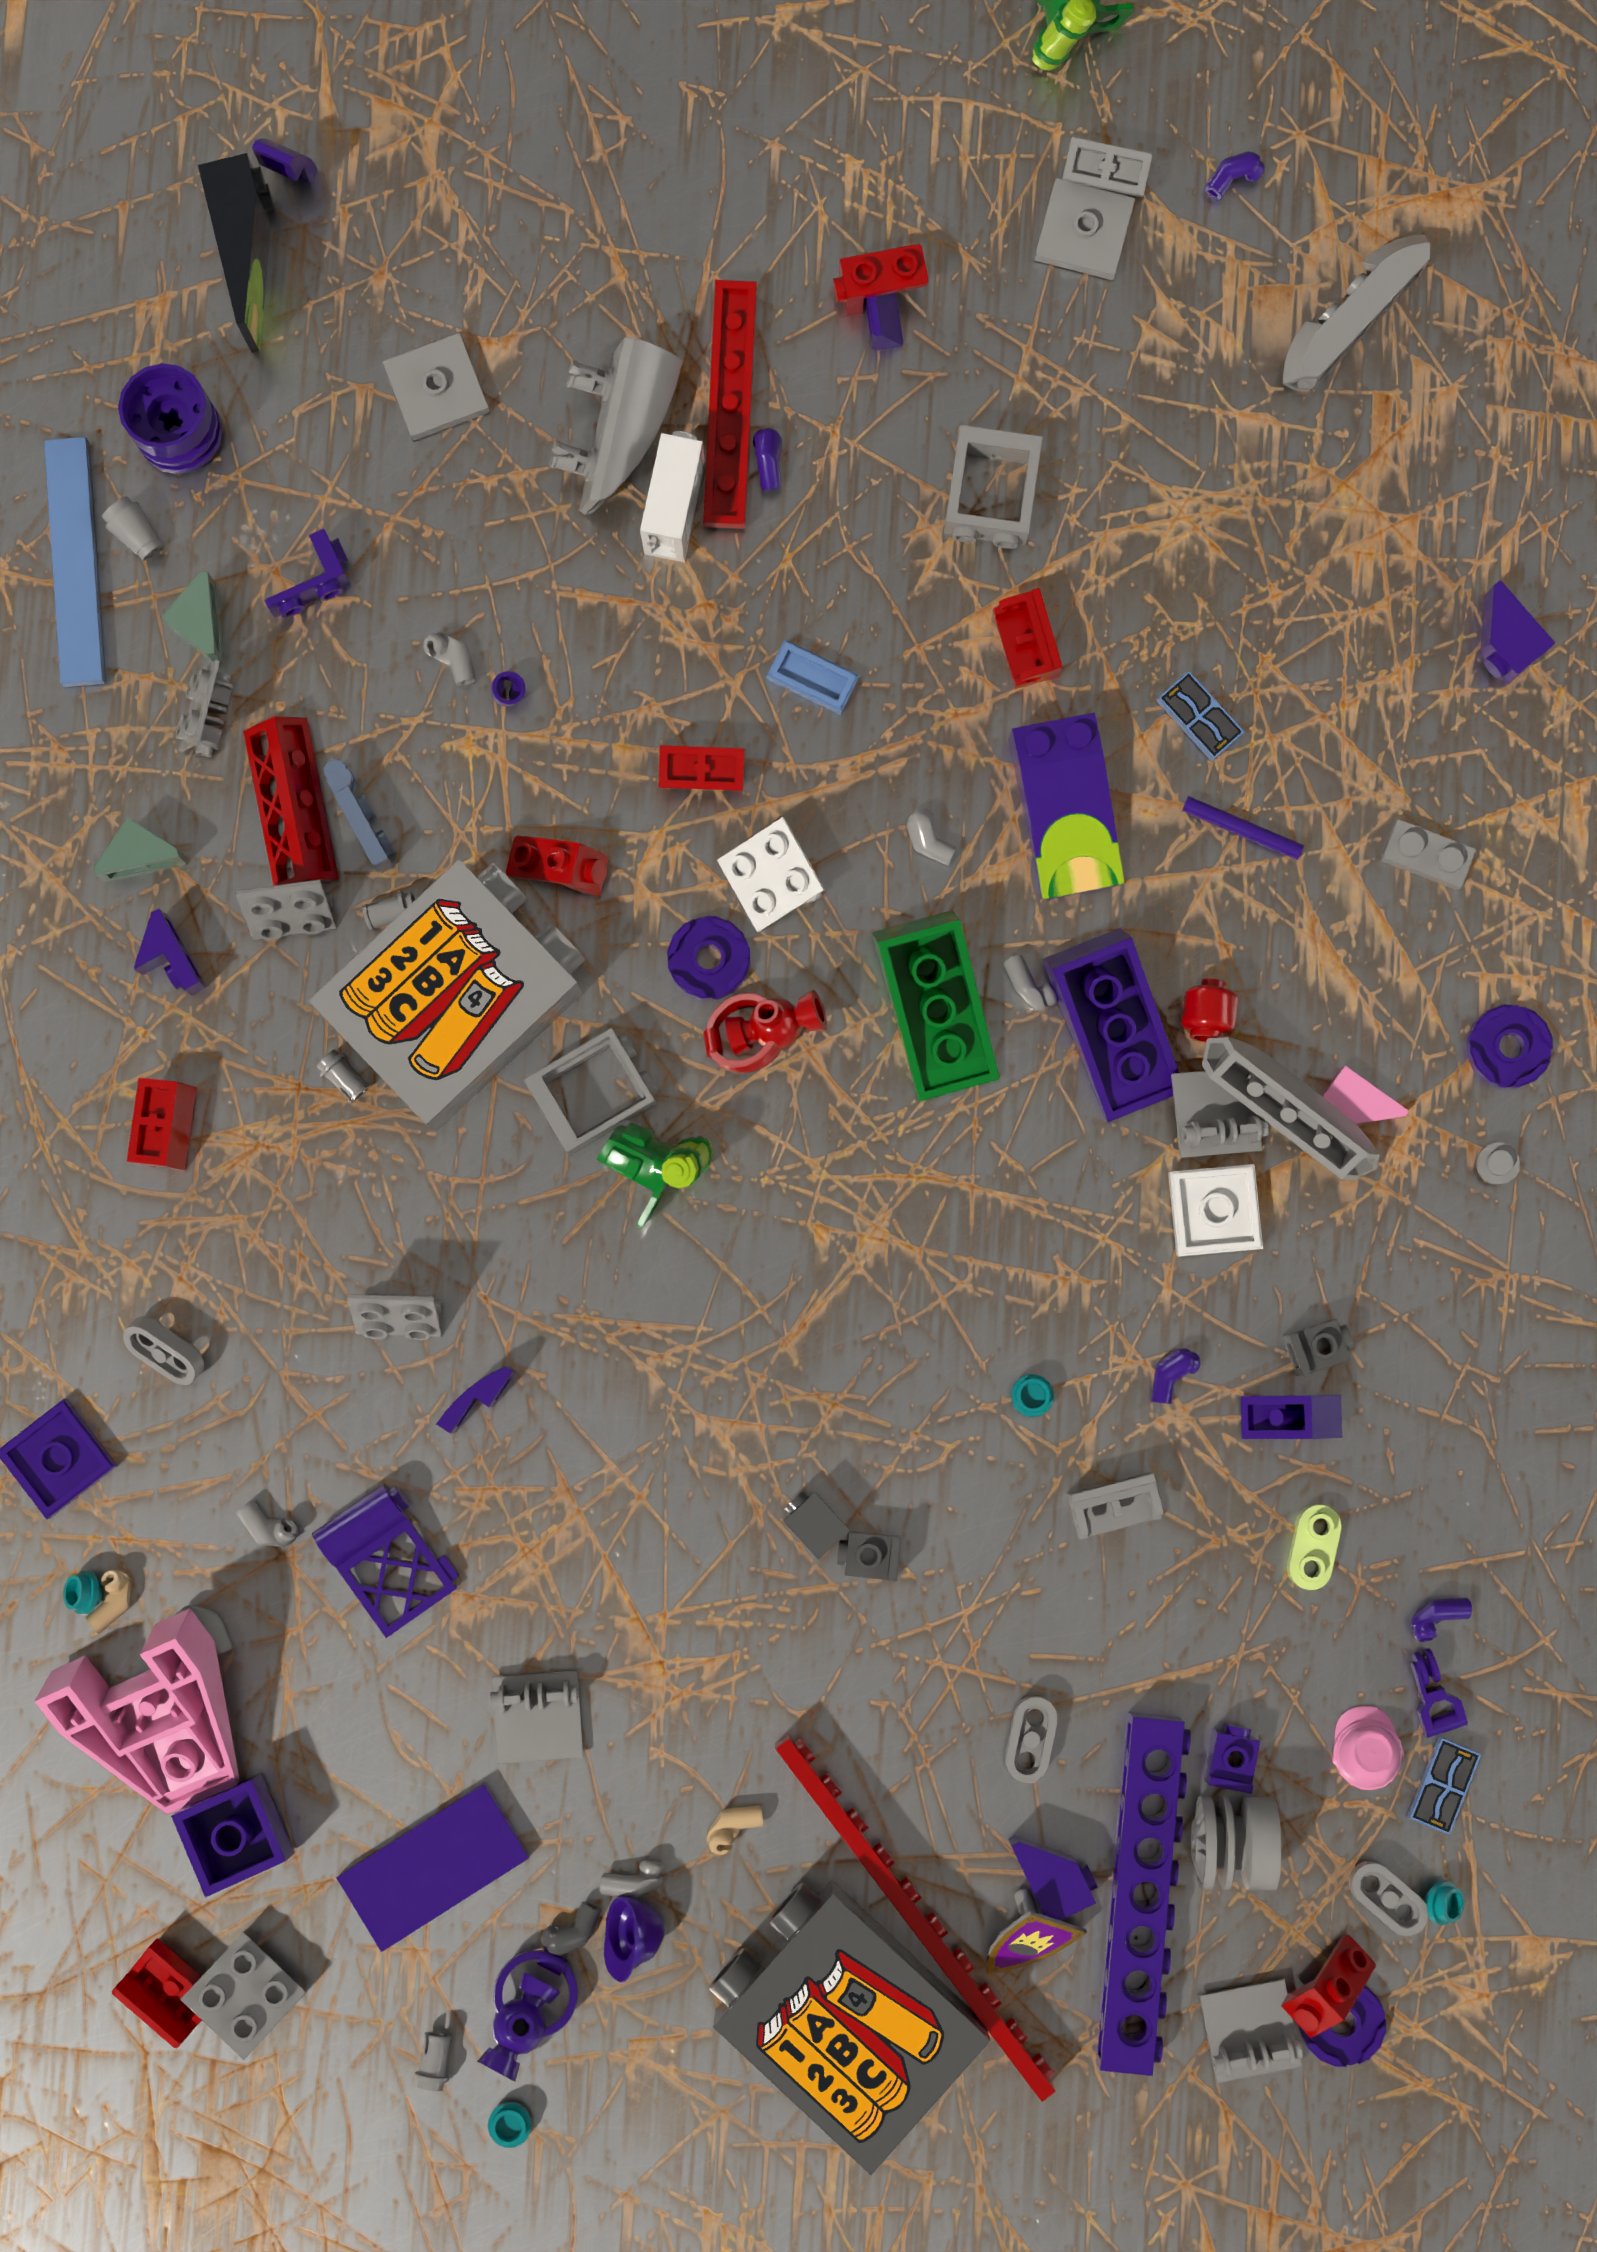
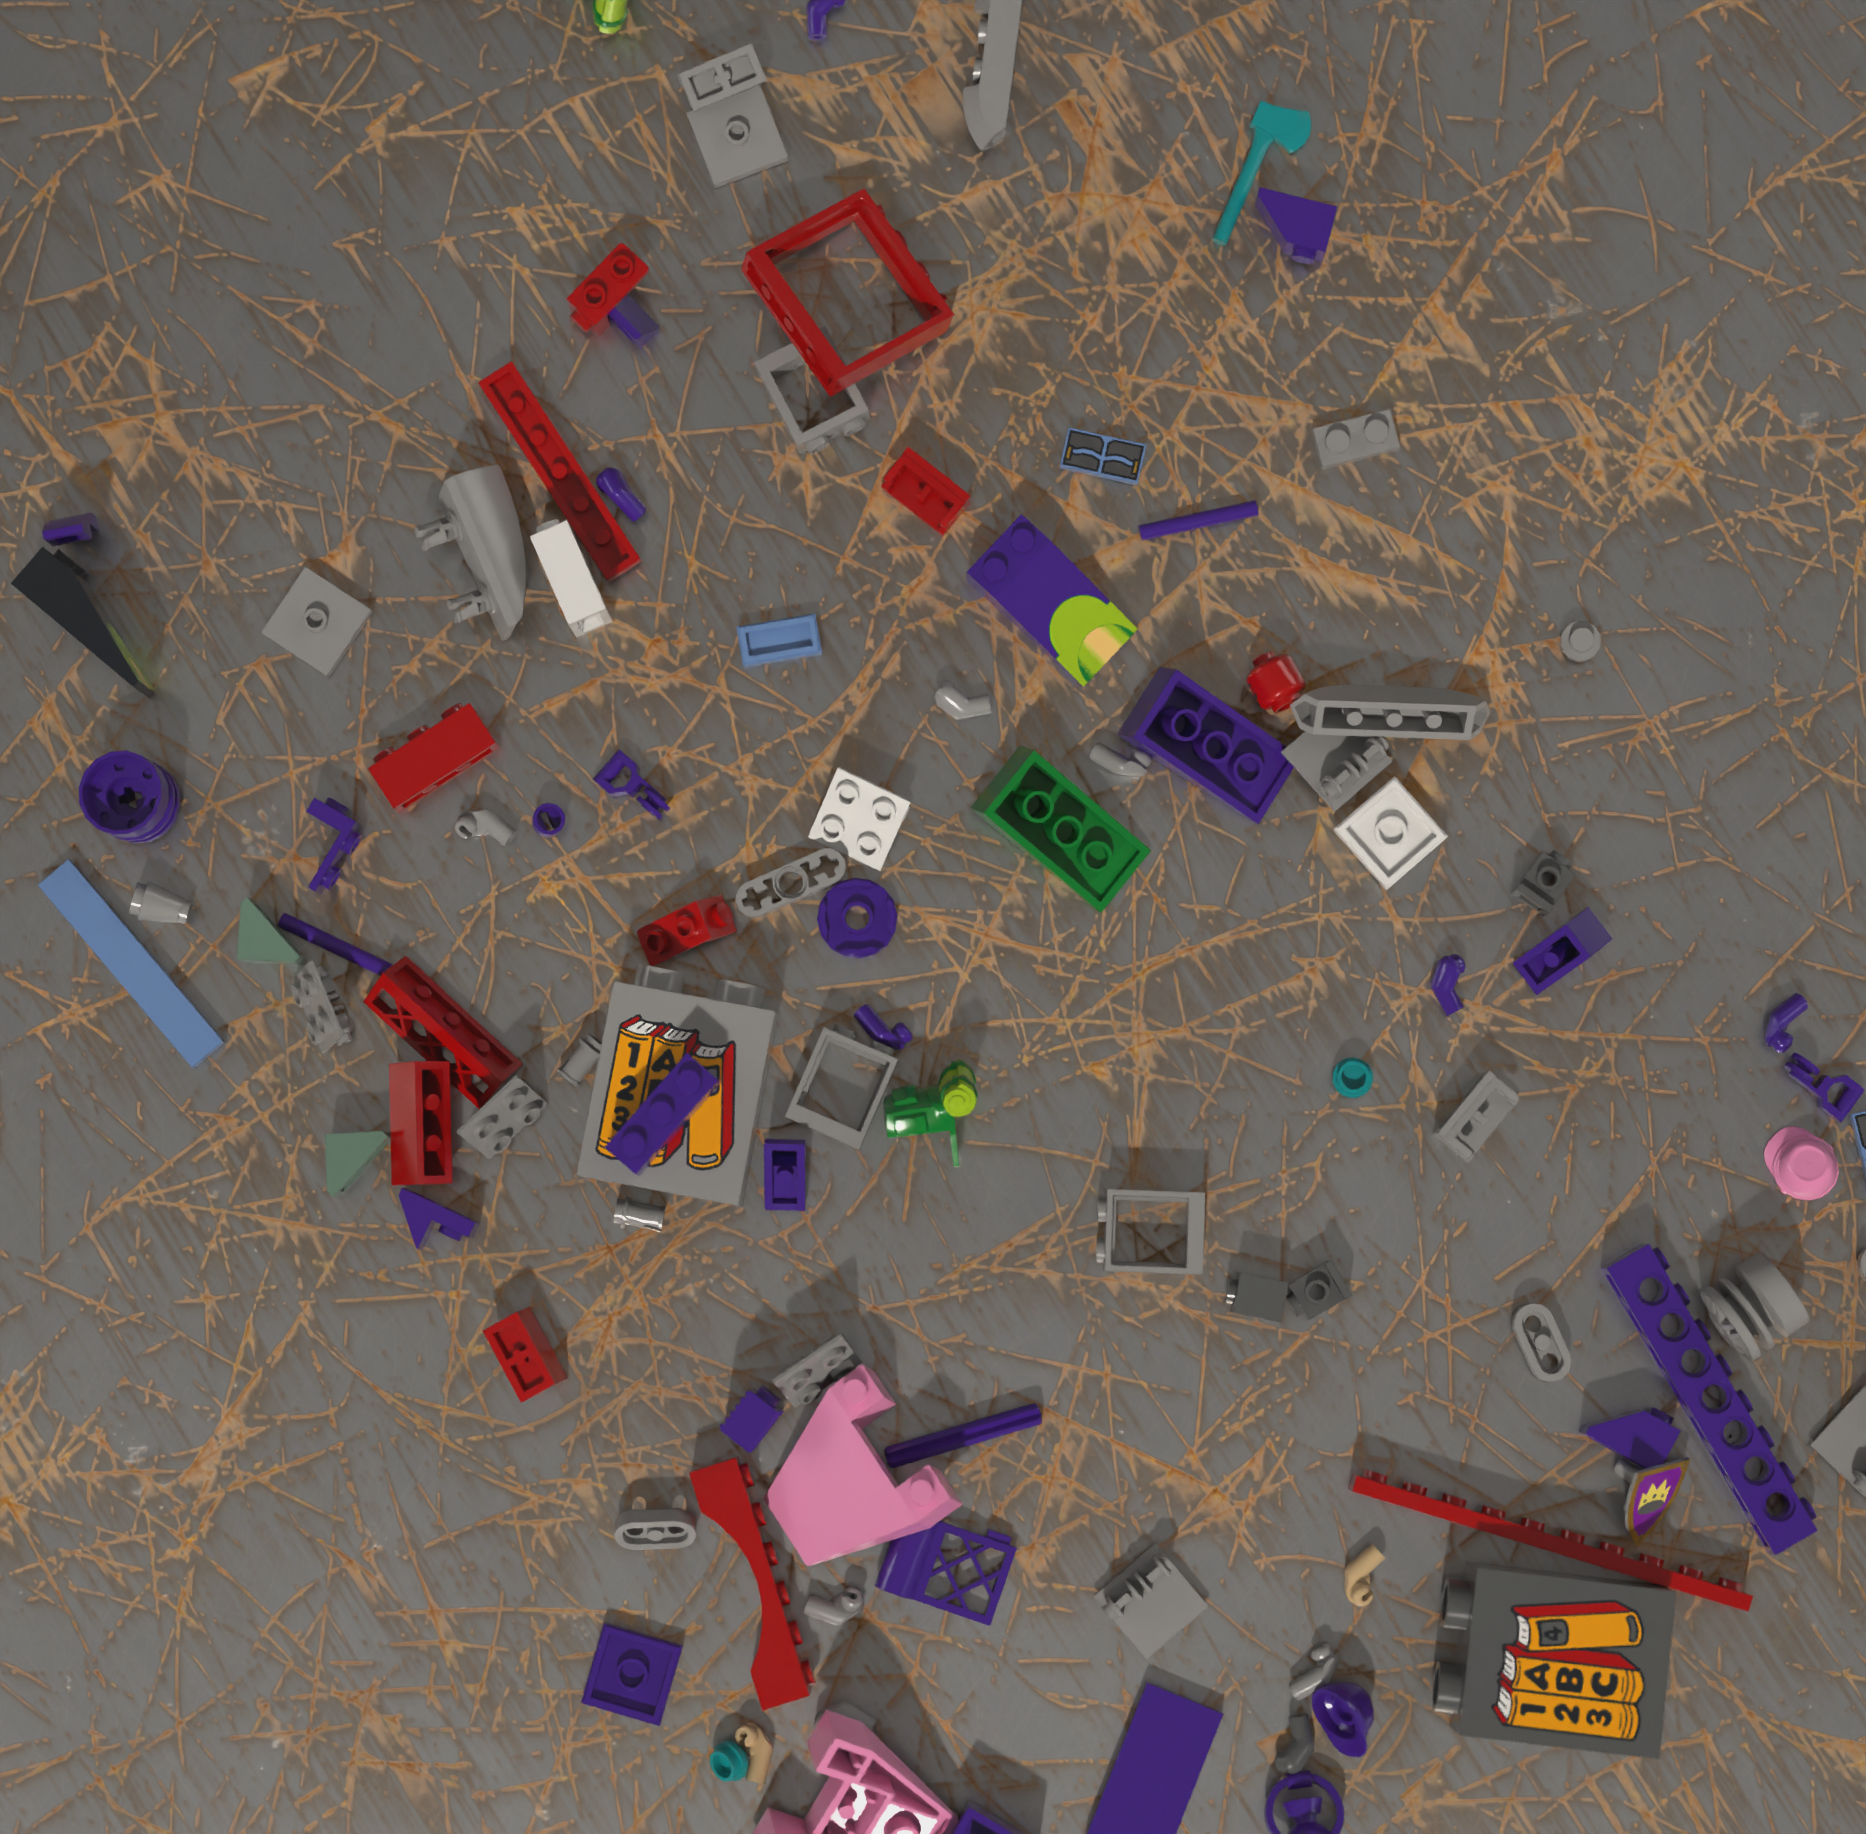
camera: 30 degrees left, 0 degrees up
(214, 865) = (420, 1123): none -> red brick
(240, 1368) = (725, 1498): none -> red arch
(252, 664) = (333, 944): none -> dark purple bar
(310, 1315) = (752, 1417): none -> dark purple brick
(339, 1428) = (837, 1489): none -> bright pink wedge
(357, 813) = (502, 1001): sand blue hinge -> none
(415, 1000) = (662, 1114): none -> dark purple brick
(449, 567) = (432, 756): none -> red brick
(480, 1460) = (963, 1435): none -> dark purple axle
(485, 1390) = (929, 1379): dark purple slope -> none
(489, 1129) = (785, 1174): none -> dark purple slope
(605, 737) = (610, 770): none -> dark purple piece
(641, 891) = (775, 875): none -> light grey beam
(657, 1066) = (879, 1031): none -> dark purple arm
(701, 767) = (745, 773): red hinge -> none
(773, 1024) = (946, 935): red piece -> none
(793, 1440) = (1193, 1236): none -> light grey window
(1019, 418) = (797, 323): none -> red window
(1219, 1772) = (1702, 1262): dark purple brick -> none
(1310, 1546) = (1649, 1039): yellowish green plate -> none
(1361, 1099) = (1440, 666): bright pink tile -> none
(1487, 1057) = (1508, 560): dark purple tile -> none
(1548, 536) = (1270, 123): none -> teal piece

